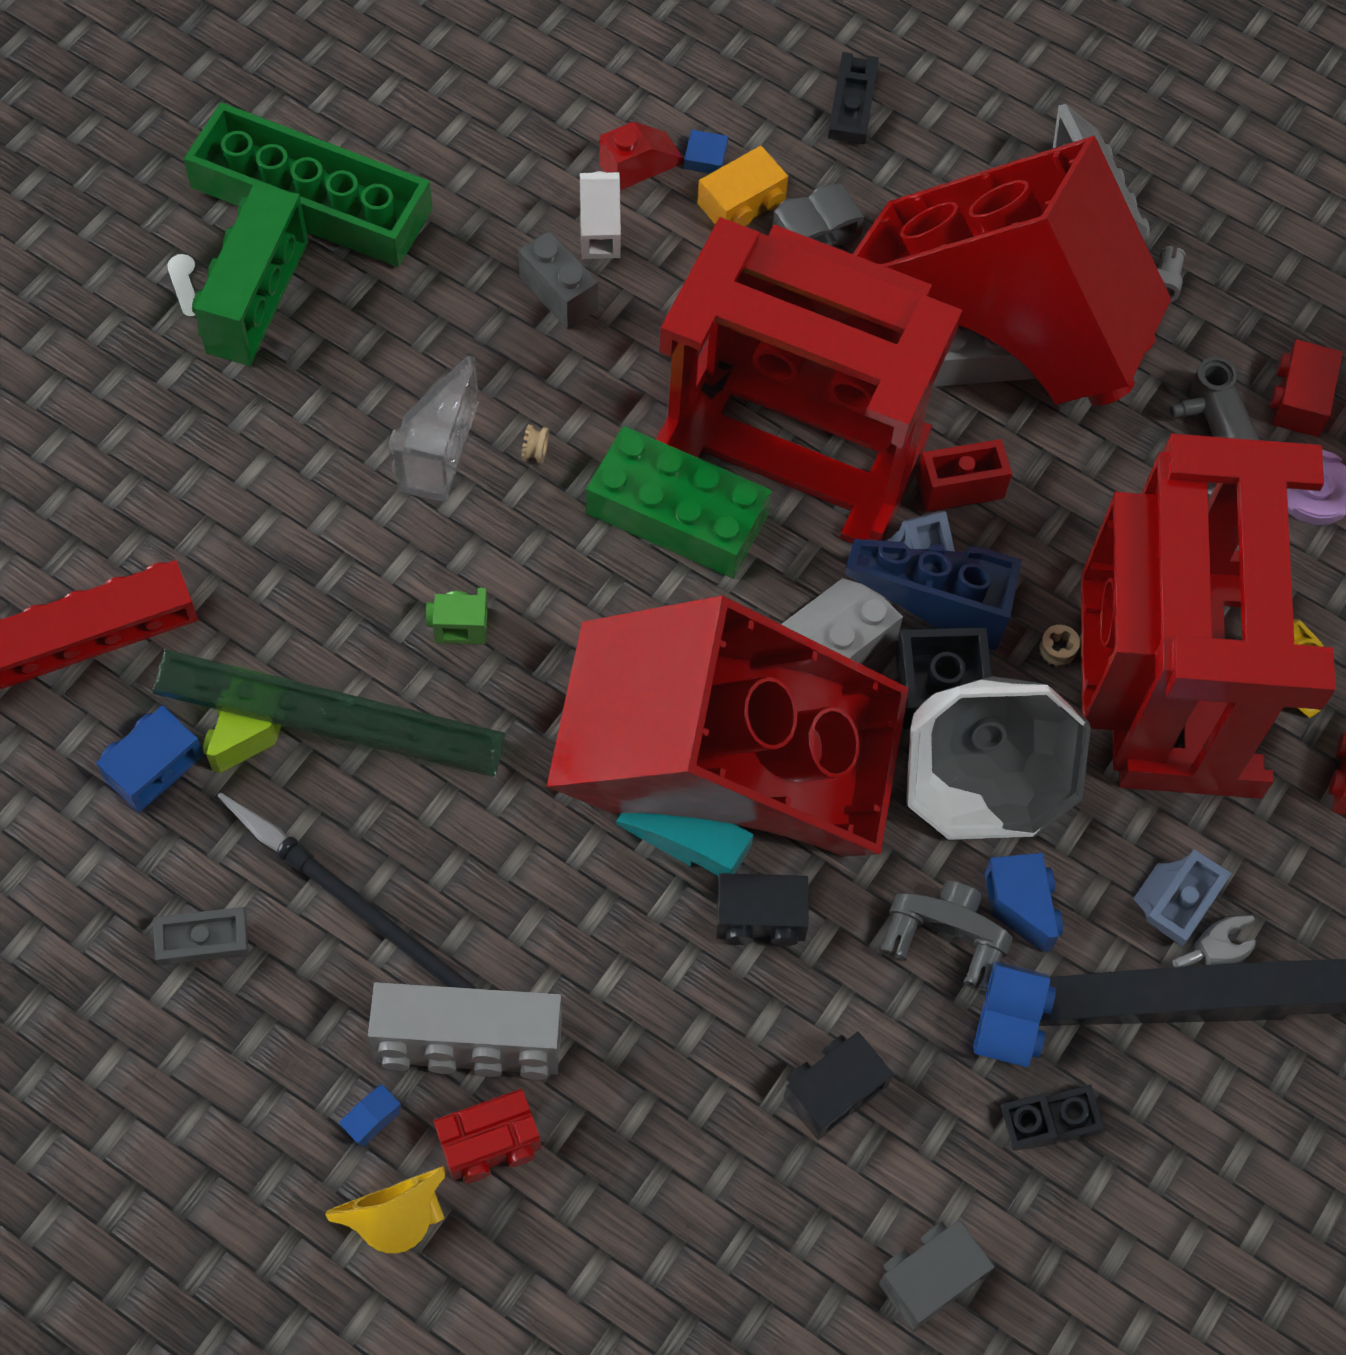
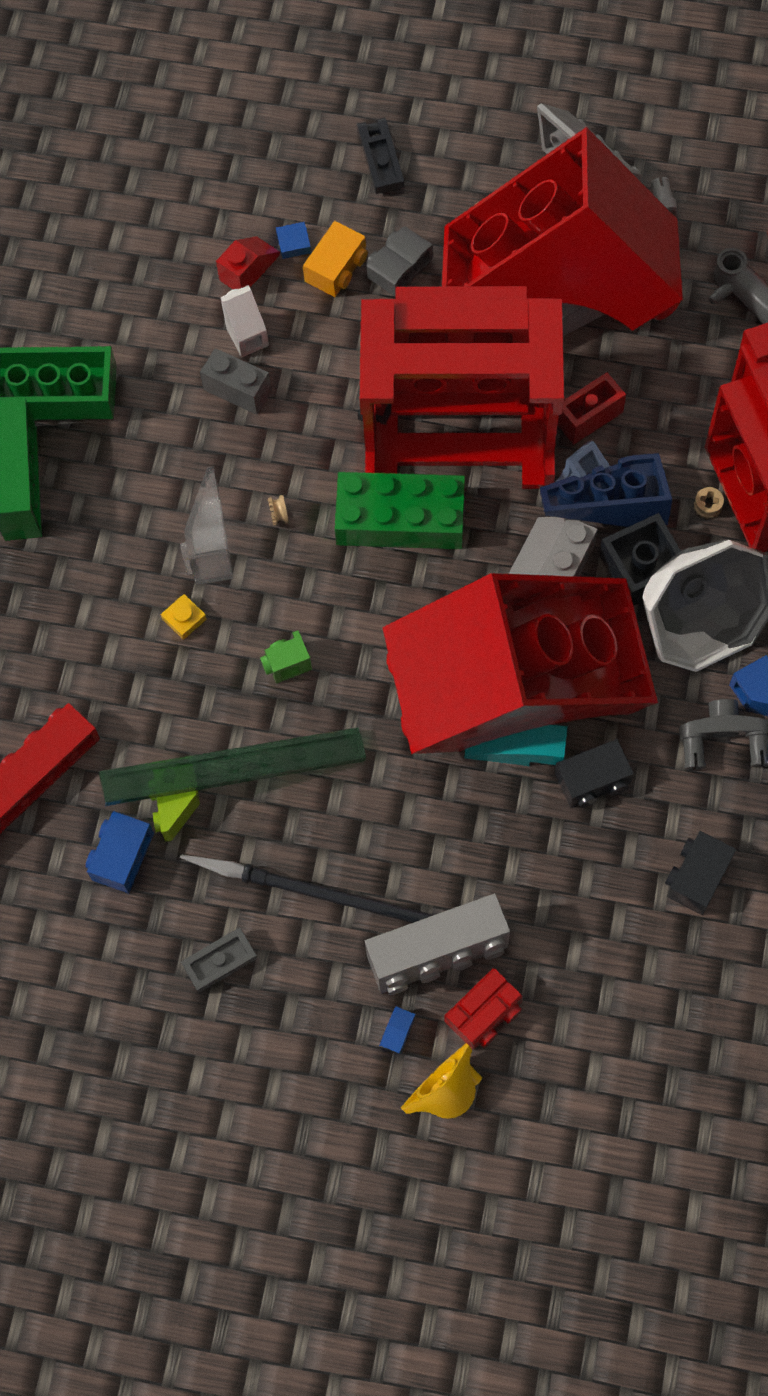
camera: 15 degrees left, 5 degrees up
(365, 521) = (183, 616): none -> yellow plate

